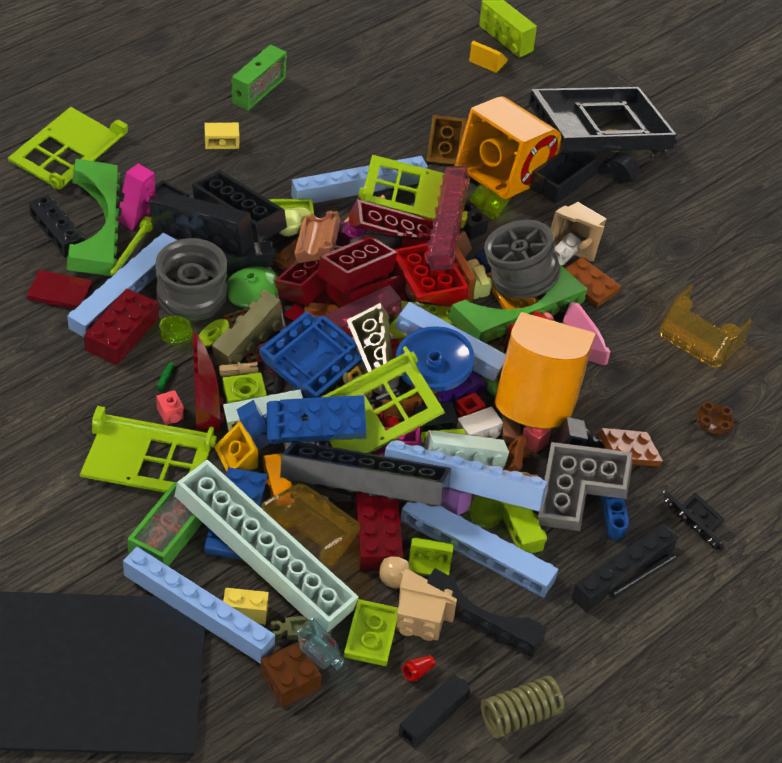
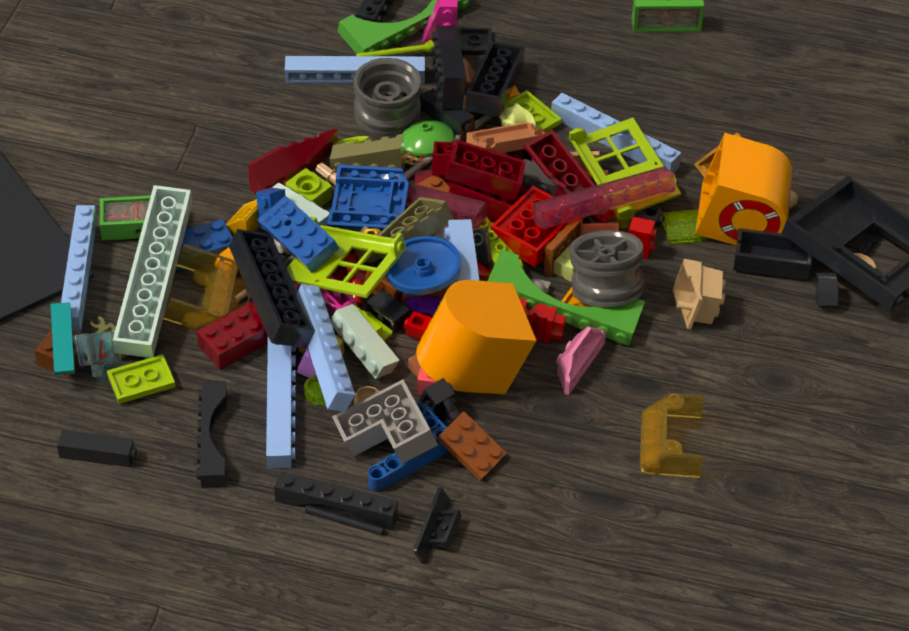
camera: 60 degrees right, 0 degrees up
(59, 289) = (317, 39): dark red tile -> none
(121, 326) = (309, 90): dark red brick -> none
(123, 446) = (197, 157): lime door -> none
(165, 376) = (286, 142): green piece -> none
(170, 407) = (251, 154): coral brick -> none
(175, 329) = (338, 118): clear neon green piece -> none
(221, 135) = (578, 31): light yellow brick -> none
(248, 602) = (103, 296): light yellow brick -> none
(294, 660) = (62, 338): none -> teal tile
(392, 571) = (201, 361): tan hair -> none
(416, 668) = (129, 420): red cone -> none
(423, 607) = (177, 388): tan piece -> none
(428, 555) = (242, 377): lime bracket -> none
(481, 423) = (402, 340): white brick -> none
(486, 57) = (880, 134): yellow slope -> none
(487, 223) = (645, 232): none -> red brick
(517, 453) = (388, 380): dark orange hinge -> none
(522, 706) = (136, 494): olive piece -> none
(524, 528) = (318, 422): lime brick -> none
(567, 248) = (668, 301): white hinge -> none
(599, 285) = (656, 337): dark orange plate -> none
(715, 418) = (570, 493): reddish brown dish -> none

